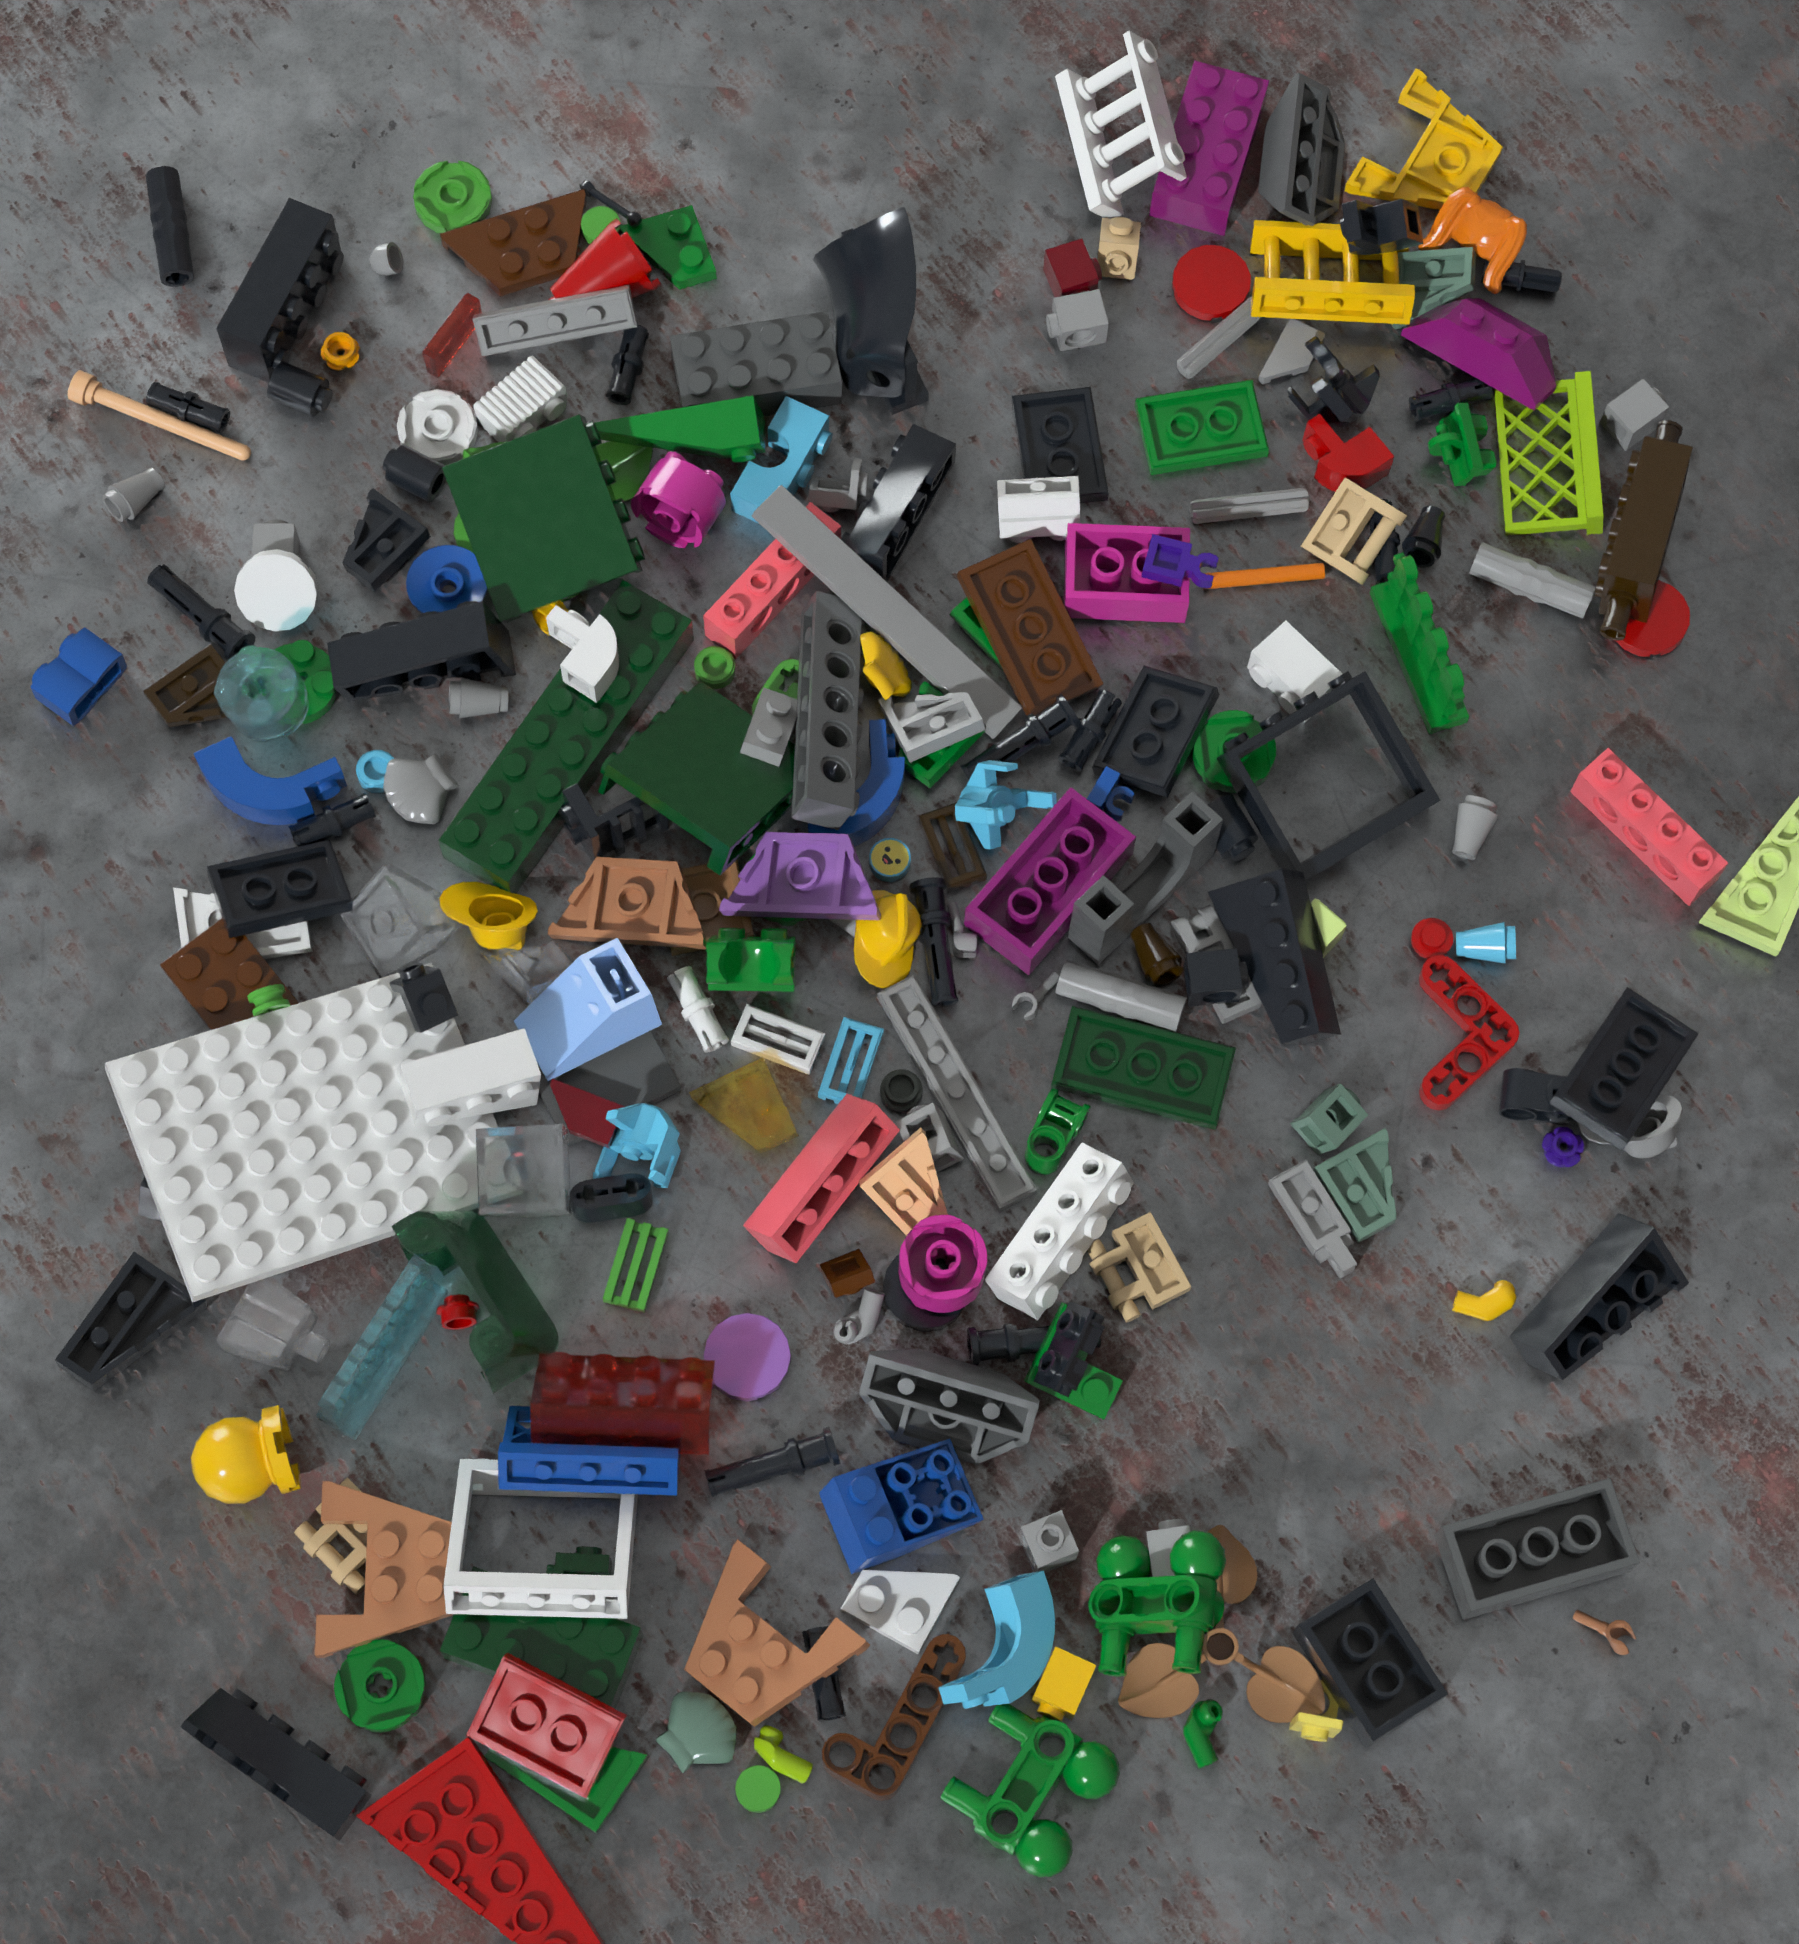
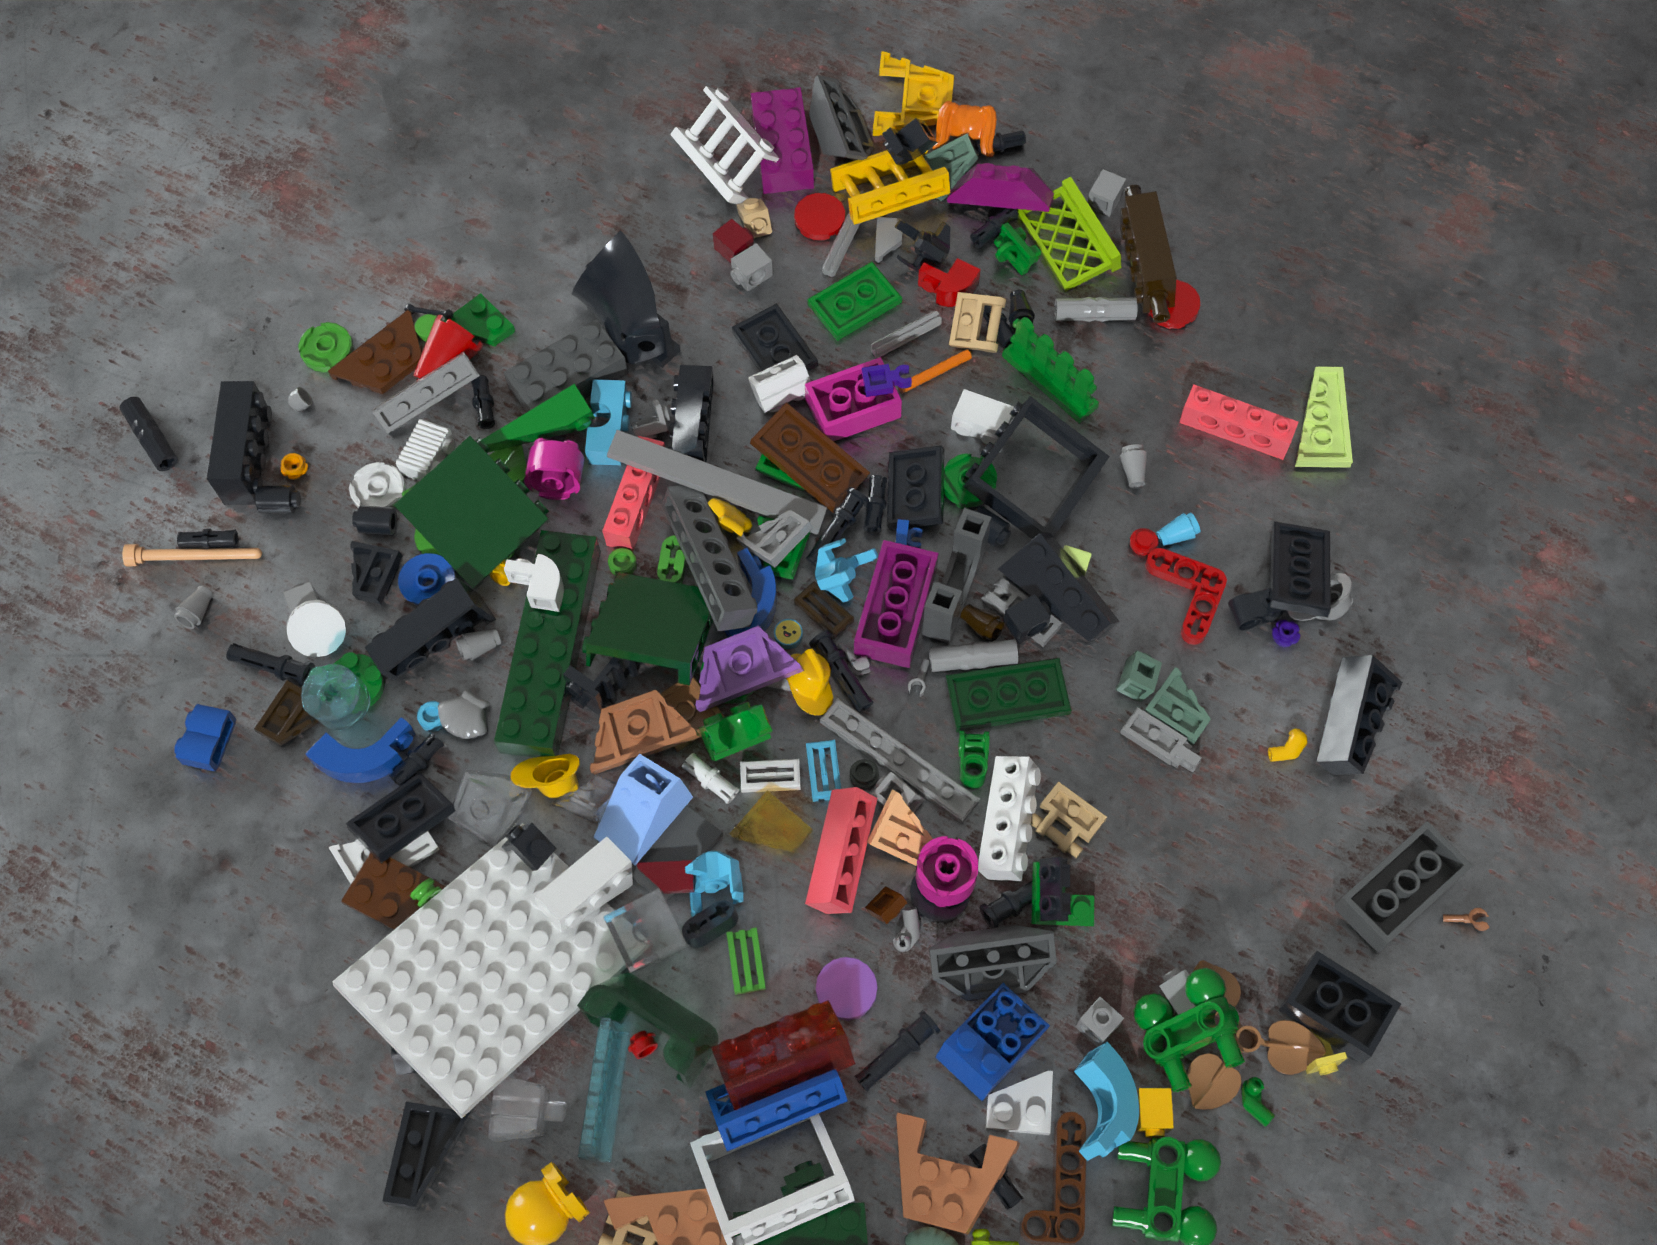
camera: 20 degrees left, 5 degrees down
(451, 335) = (362, 428): clear red tile -> none
(770, 727) = (677, 581): light grey plate -> none

